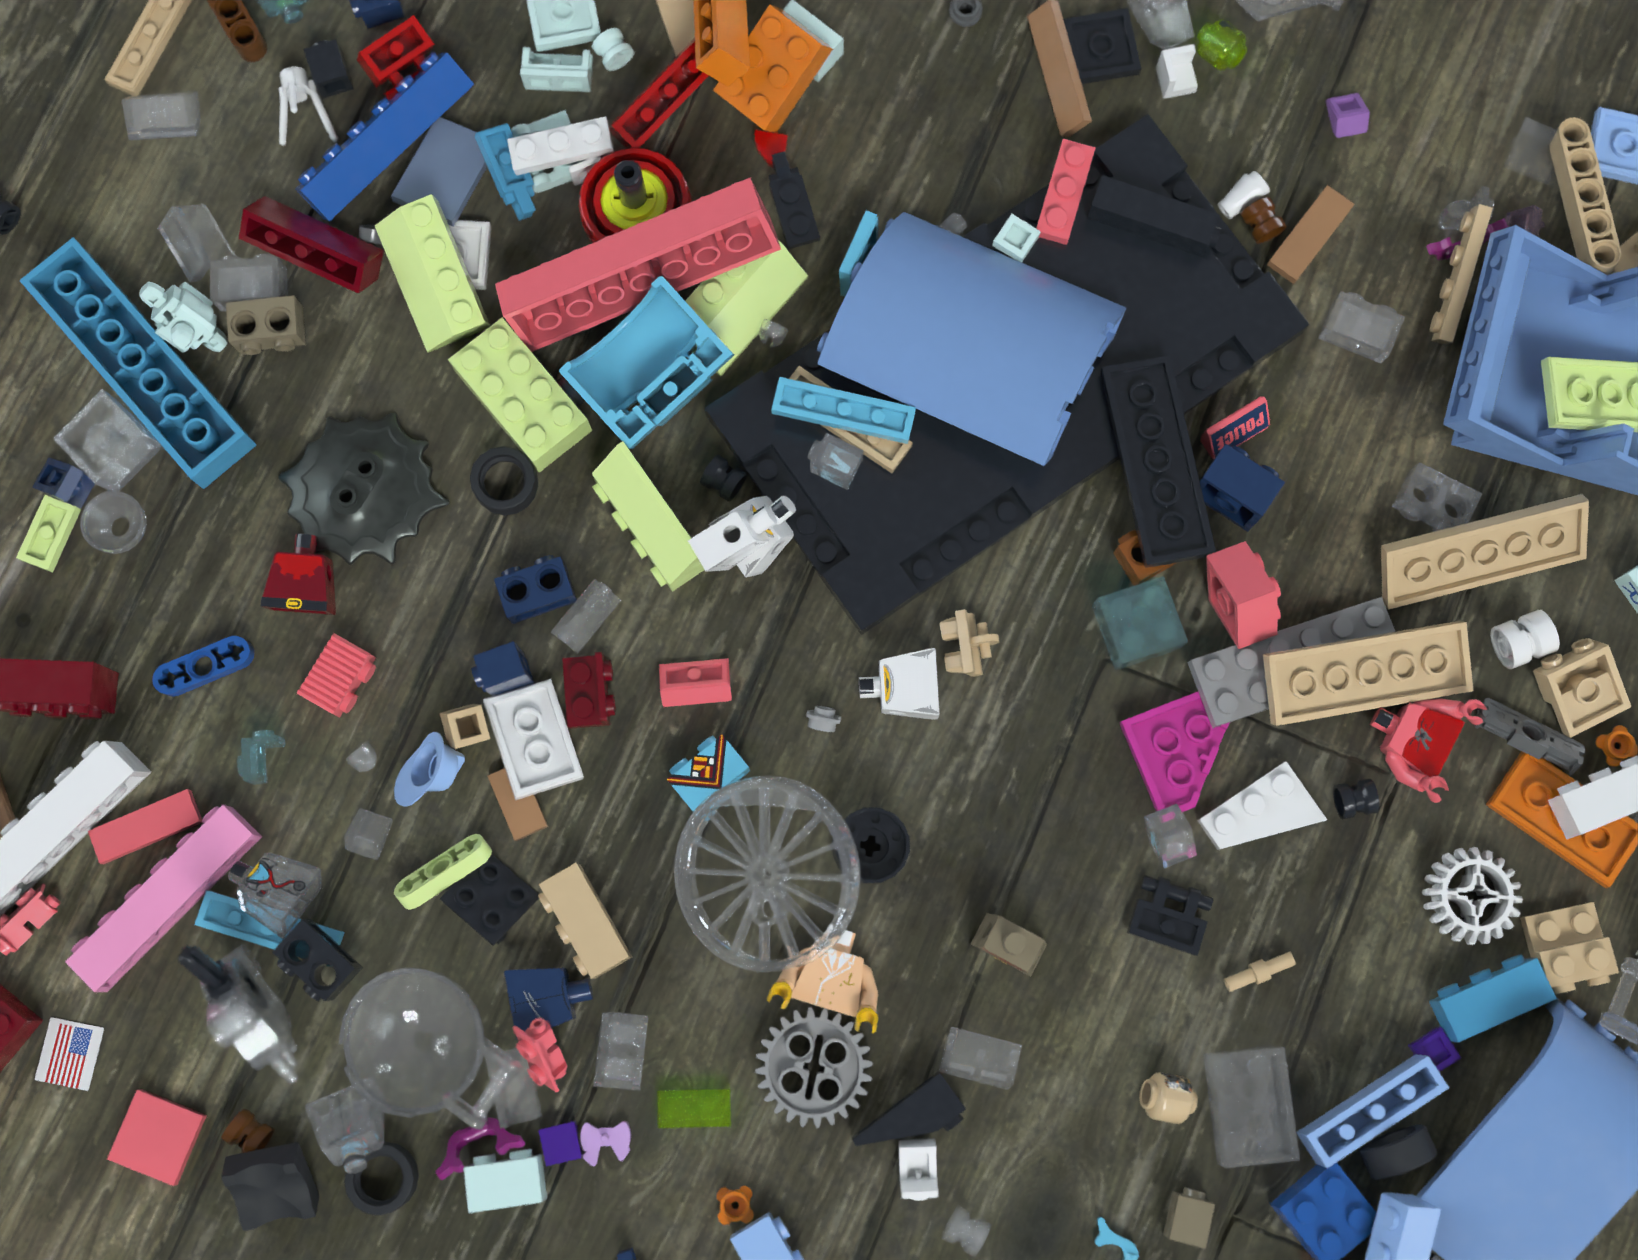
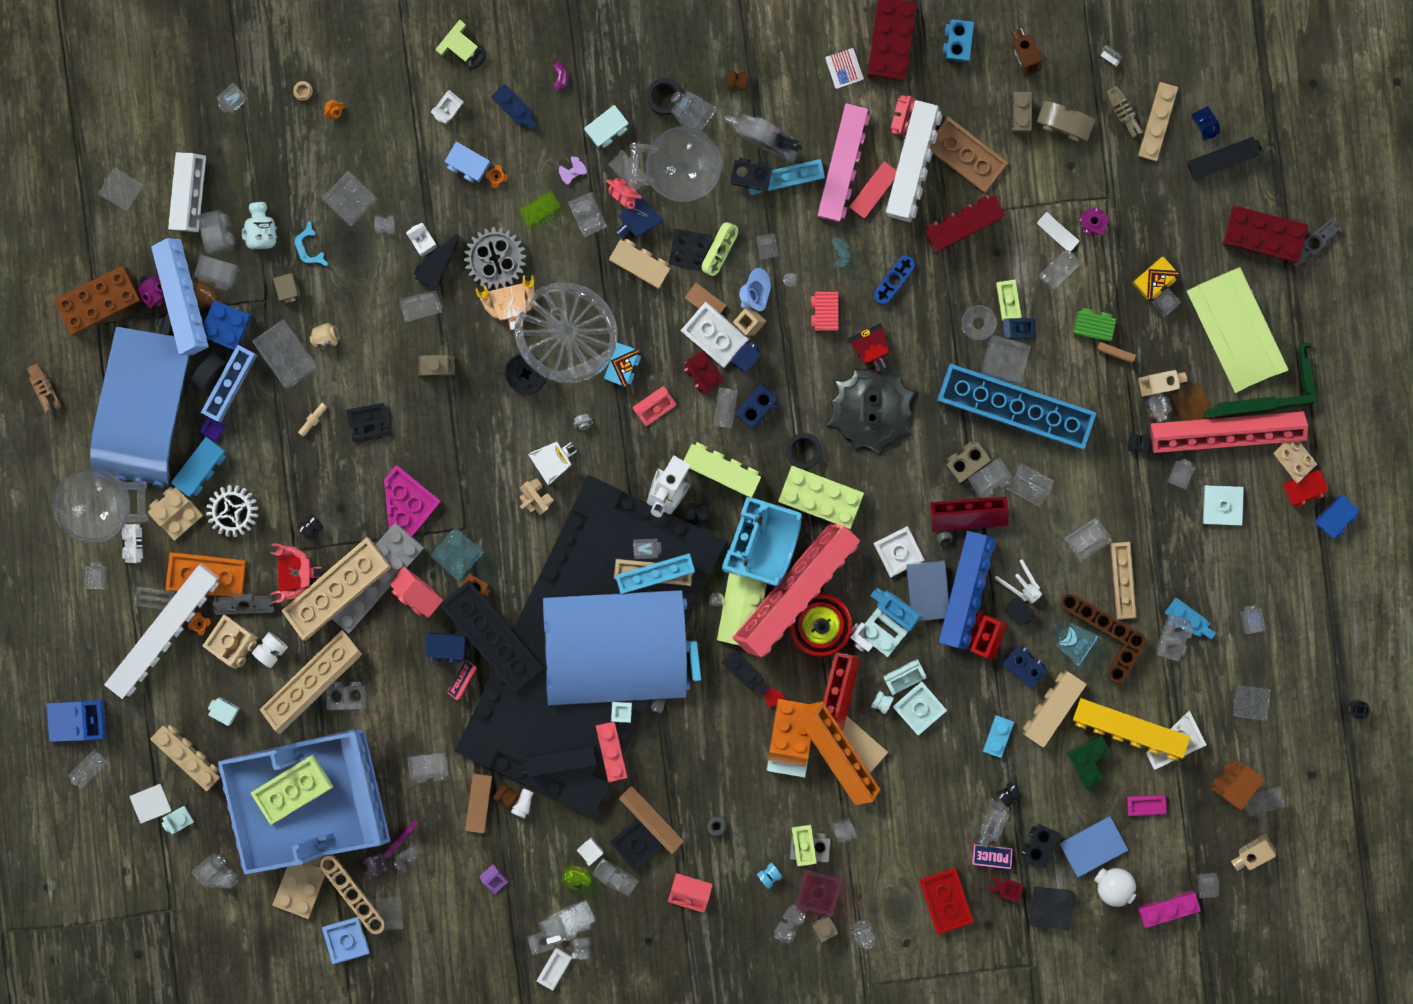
camera: 145 degrees right, 10 degrees up
(157, 1137) = (779, 55): coral tile -> none
(183, 317) = (1006, 441): light aqua piece -> none
(270, 1185) = (711, 65): black brick -> none
(276, 890) = (791, 196): clear torso -> none
(431, 273) = (899, 532): yellowish green slope -> none
(461, 1137) = (635, 121): magenta helmet -> none
(560, 146) = (874, 633): white plate -> none
(560, 1143) = (592, 158): dark purple tile -> none
(1170, 835) = (388, 458): clear brick -> none
(1262, 809) = (351, 497): white wing -> none
(1464, 261) = (395, 825): tan plate -> none

